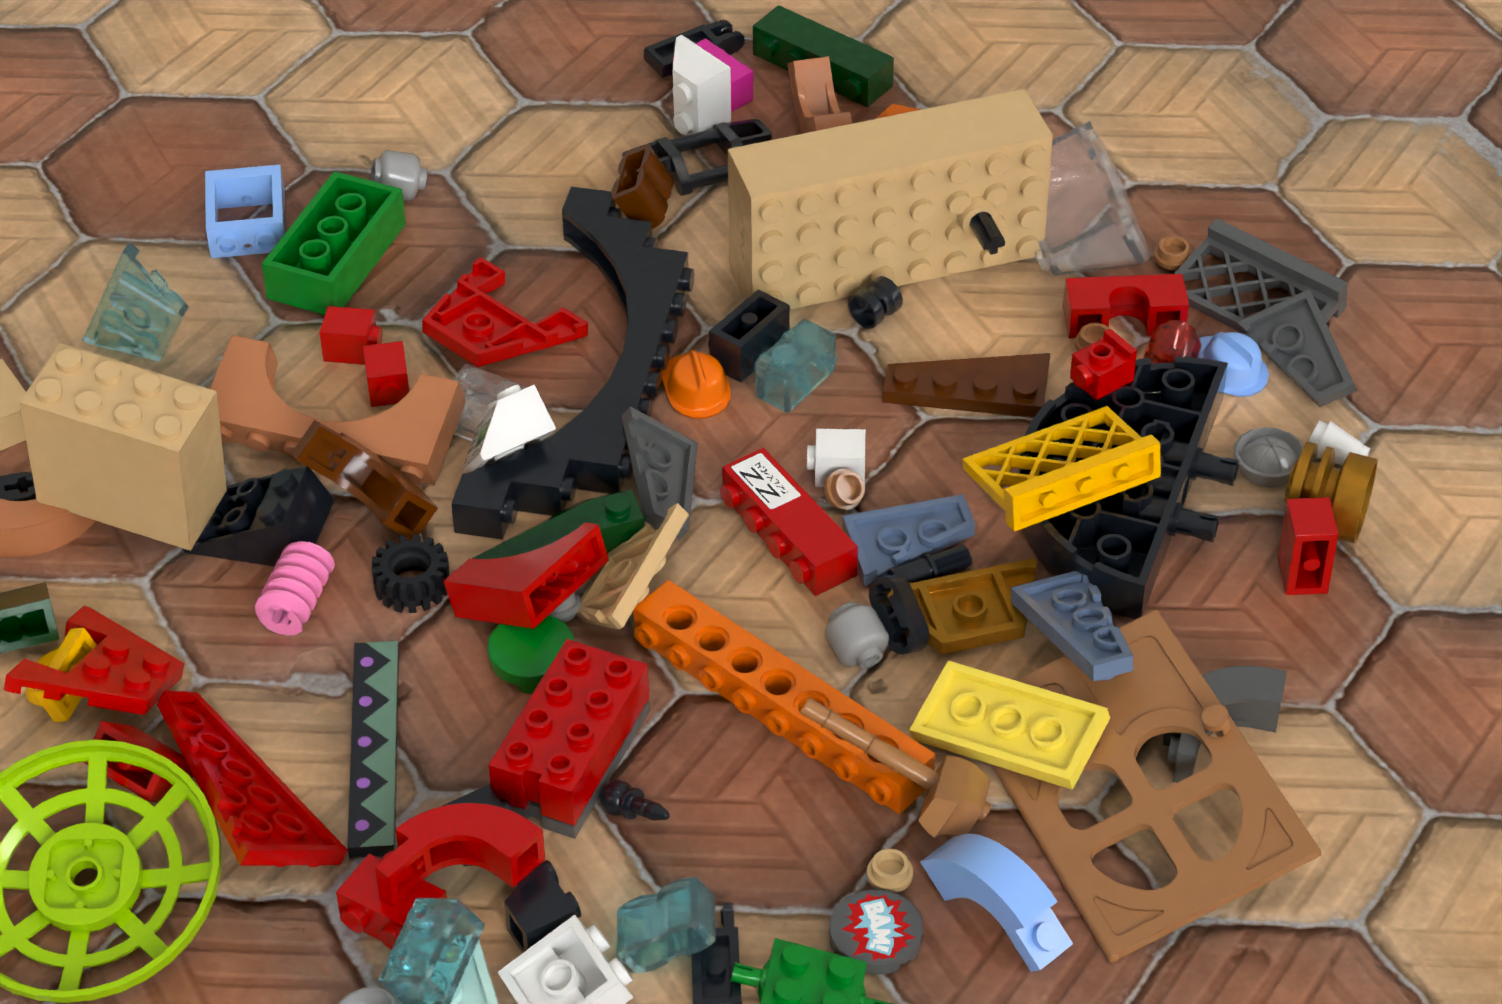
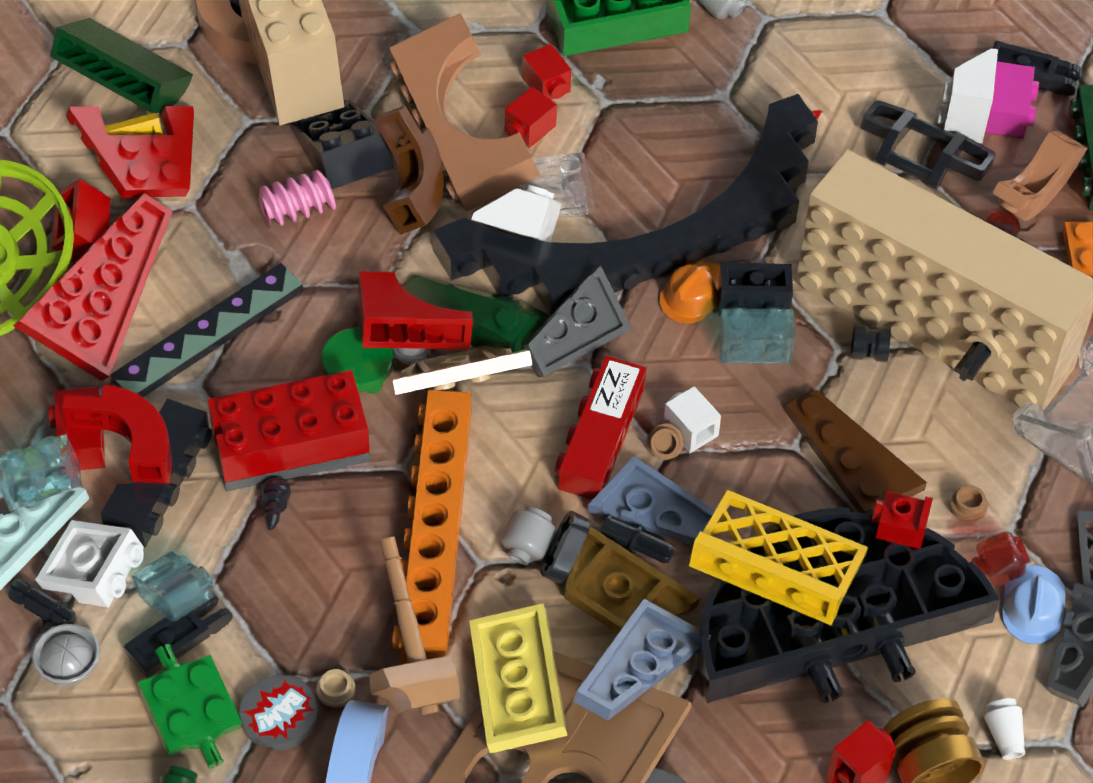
camera: 50 degrees right, 10 degrees up
(410, 590) = (362, 236): black tyre -> none
(489, 331) = (624, 137): red wing -> none
(643, 186) = (846, 128): reddish brown brick -> none
(1145, 297) = (1006, 477): red arch -> none
(1267, 456) = (955, 680): light grey hat -> none

